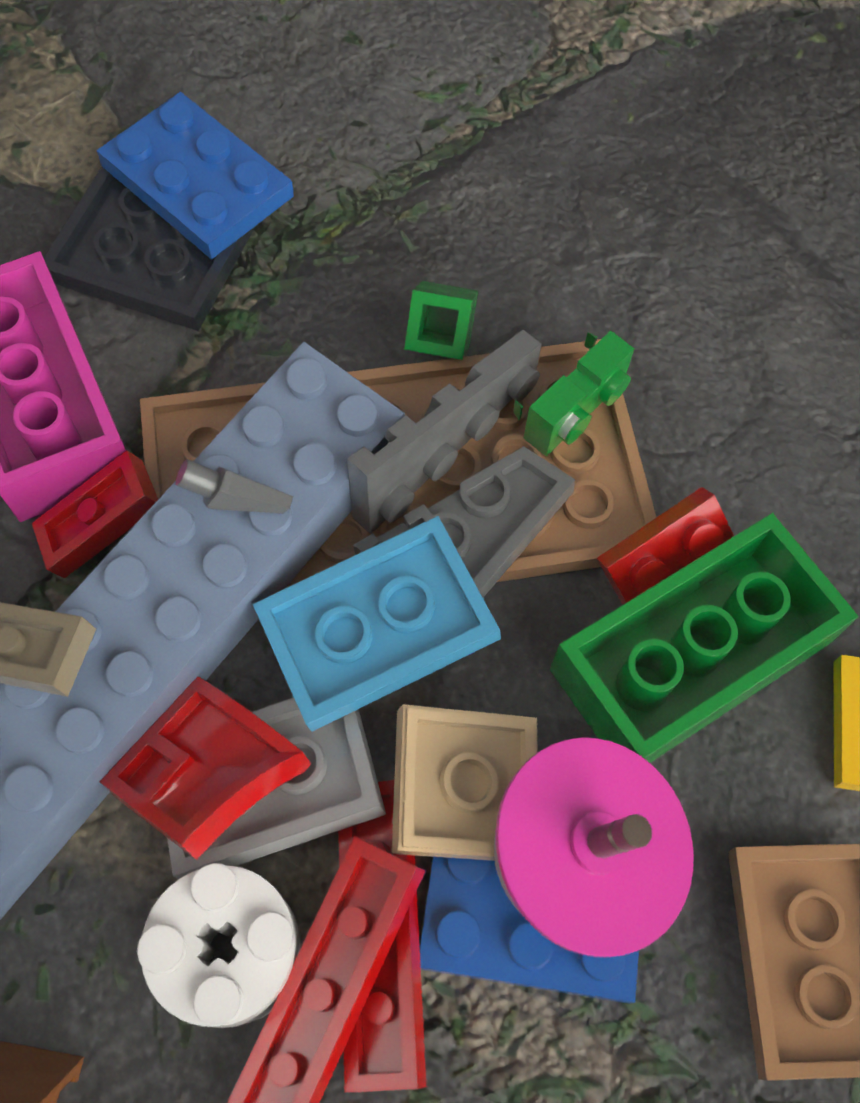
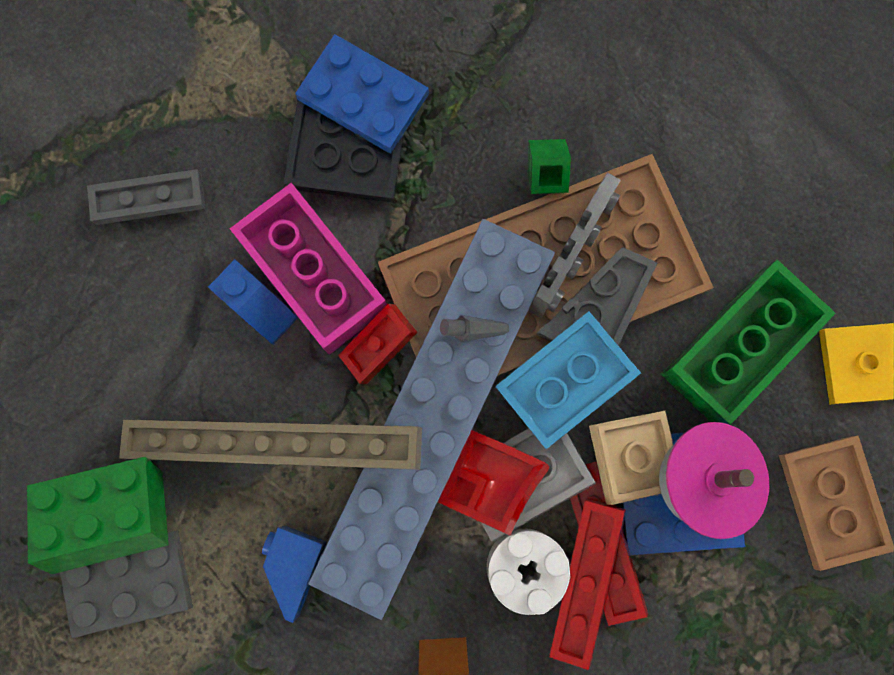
camera: 10 degrees left, 15 degrees up
(567, 405) = (656, 190): green piece -> none
(666, 545) = (717, 290): red plate -> none

